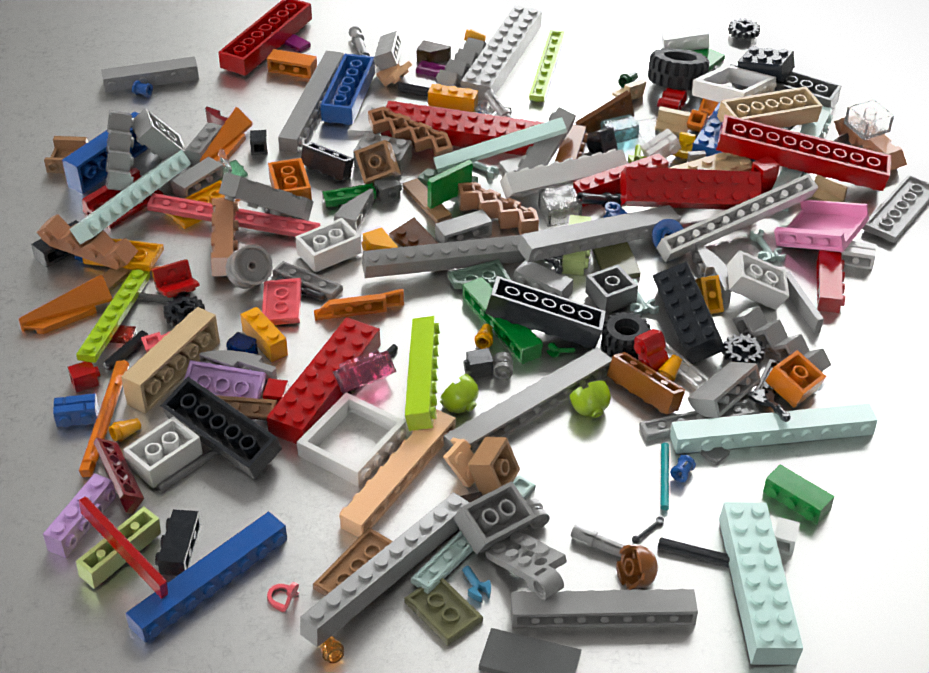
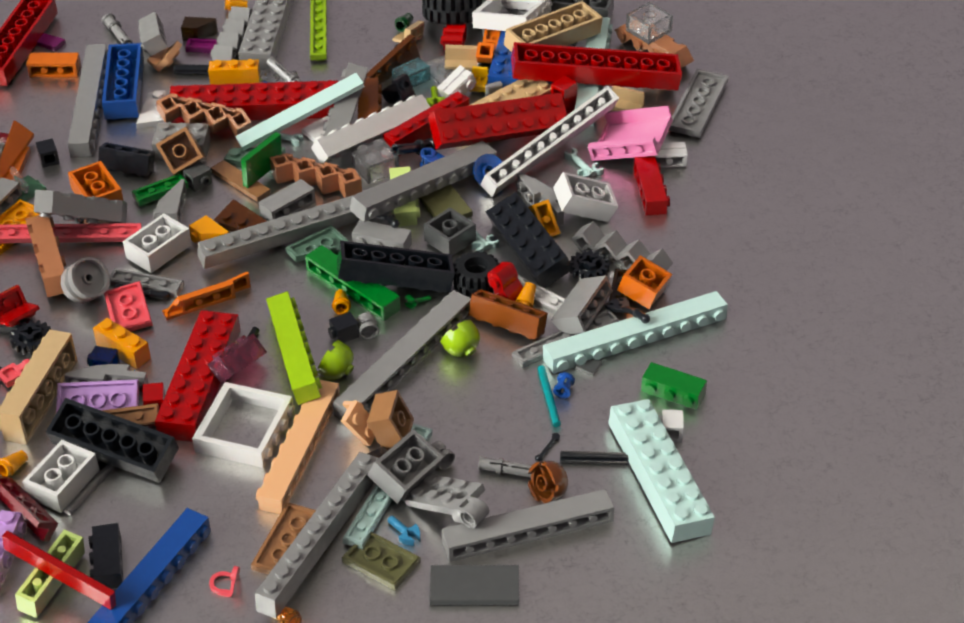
camera: 15 degrees left, 0 degrees up
(804, 304) = (634, 212): light grey tile -> none

